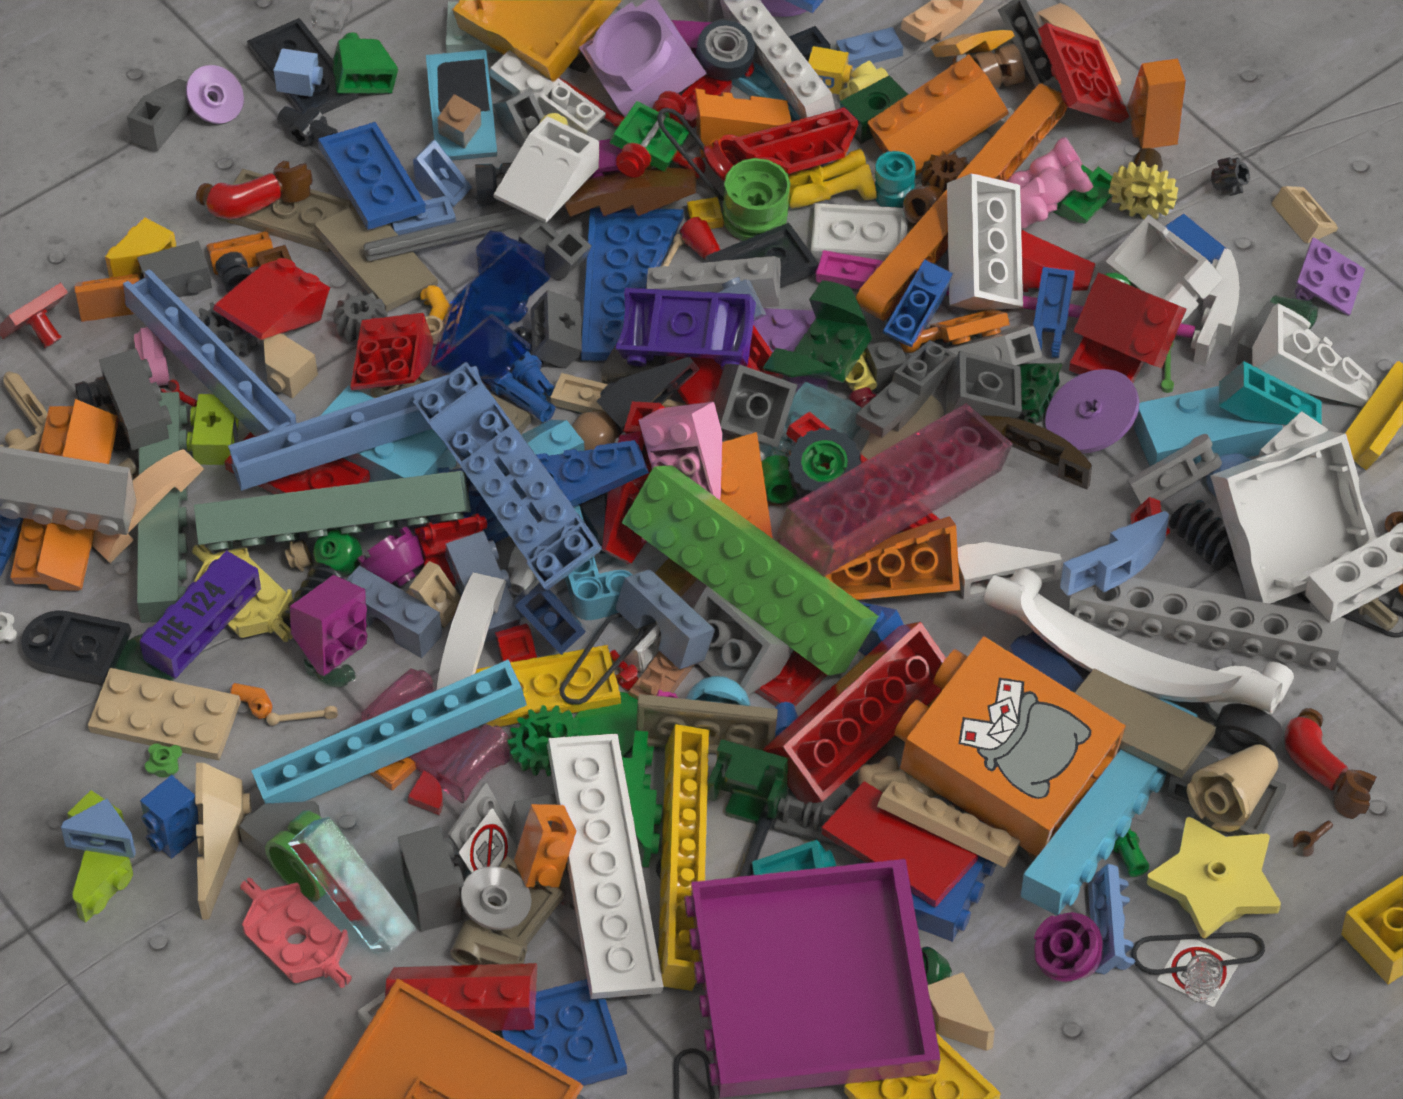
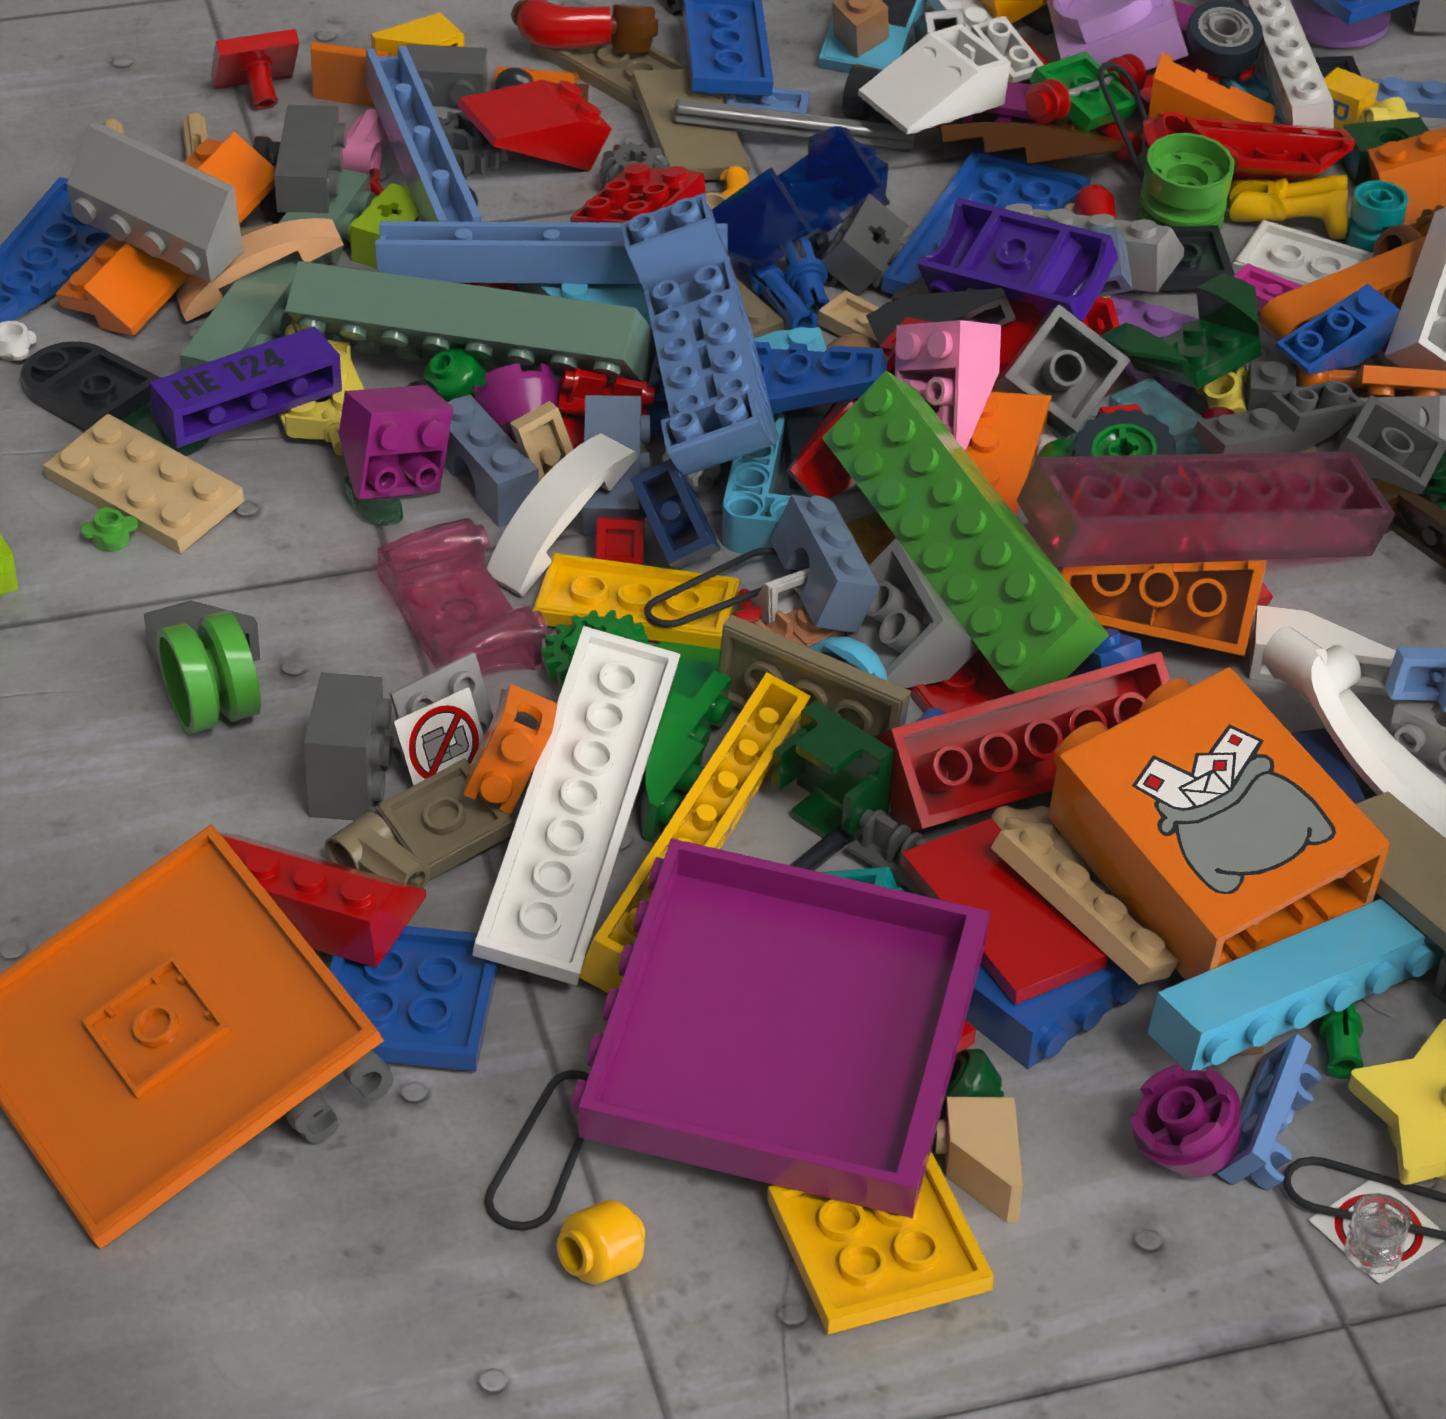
camera: 20 degrees right, 10 degrees down
(170, 817) = (66, 578): blue brick -> none
(220, 813) = (110, 615): tan wedge -> none
(255, 697) = (264, 501): orange arm -> none
(285, 912) = (138, 733): coral plate -> none
(288, 365) = (519, 190): tan slope -> none
(298, 555) = (409, 370): tan plate -> none
(329, 712) = (346, 544): tan hinge -> none
(352, 885) = (230, 710): clear light blue brick -> none
(391, 736) = (396, 574): medium azure brick -> none
(394, 773) = (384, 625): orange tile -> none
(427, 794) = (409, 662): red tile -> none
(438, 175) = (809, 67): medium blue slope -> none
(500, 887) = (415, 794): light grey dish -> none
(561, 251) = (913, 171): dark grey brick -> none
(707, 210) = (1125, 194): yellow tile -> none

